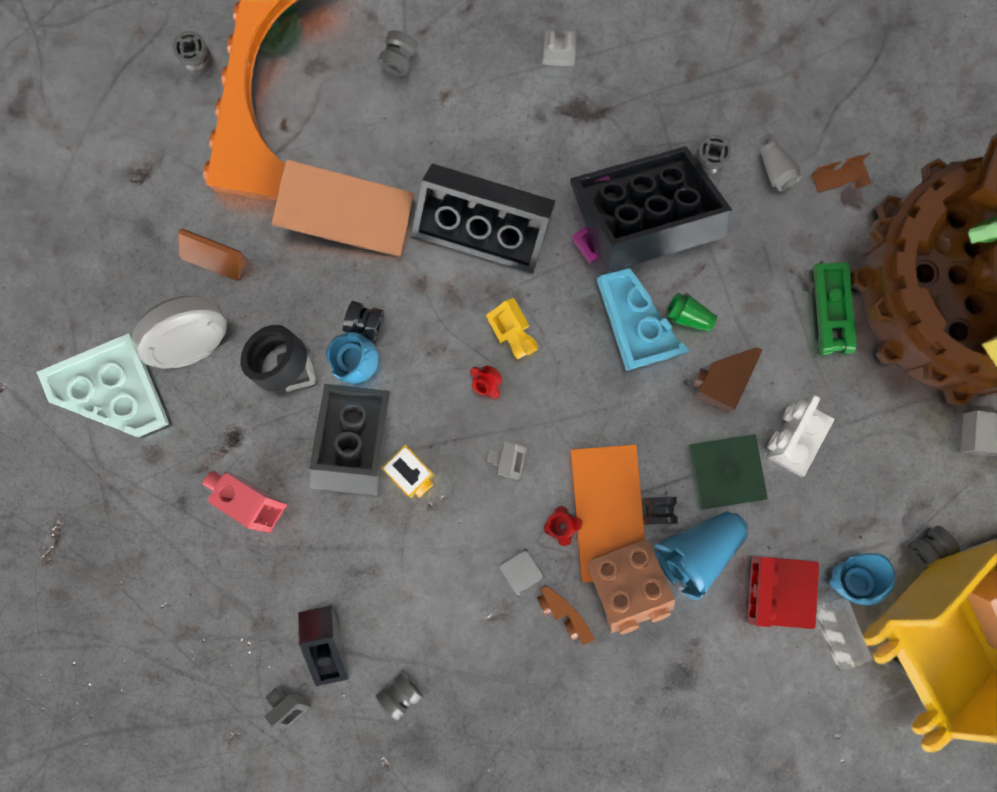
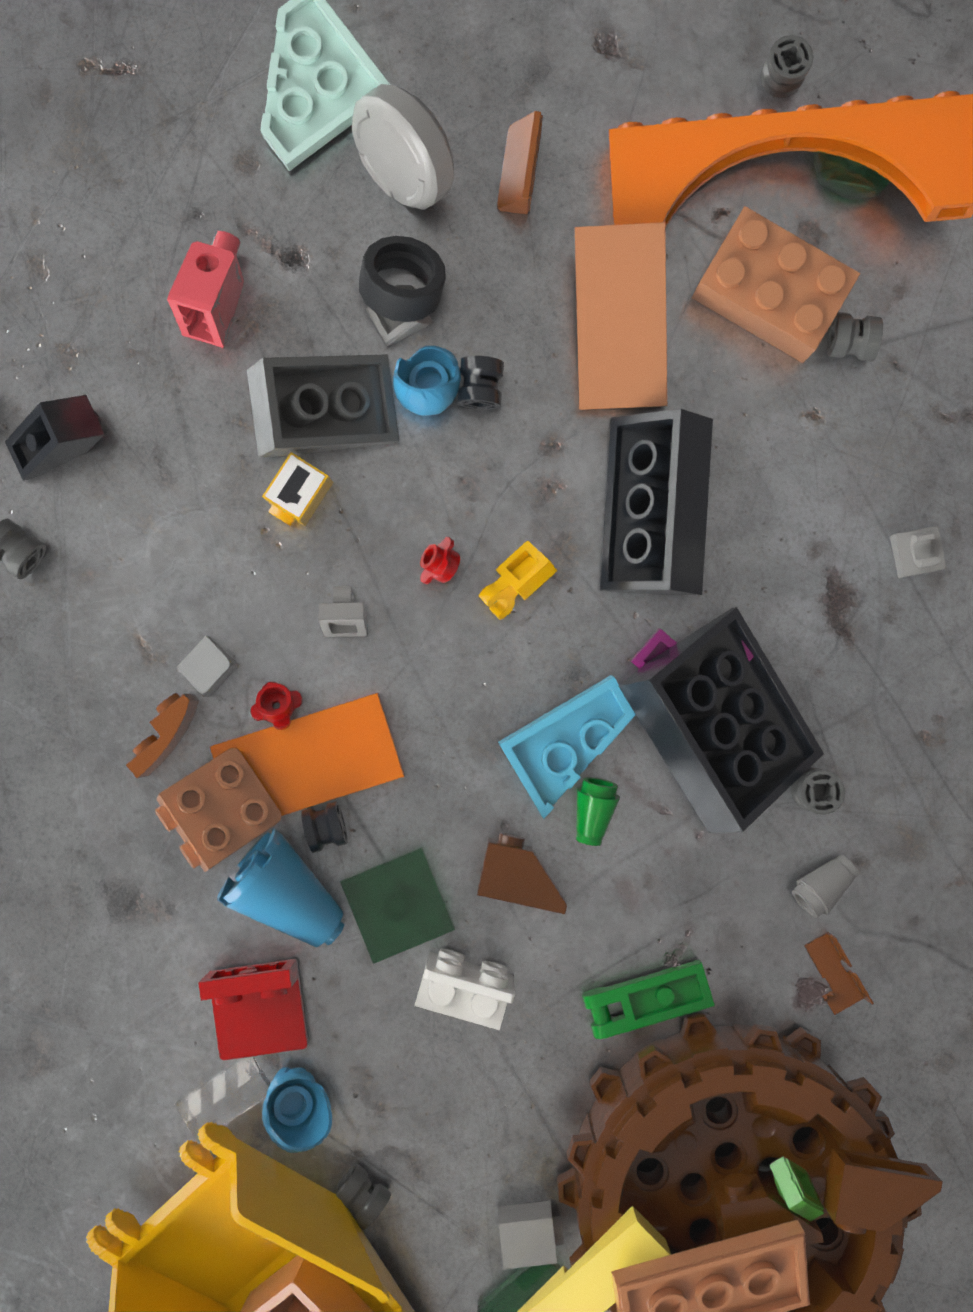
camera: 85 degrees right, 5 degrees up
(347, 97) = (775, 285): none -> nougat brick

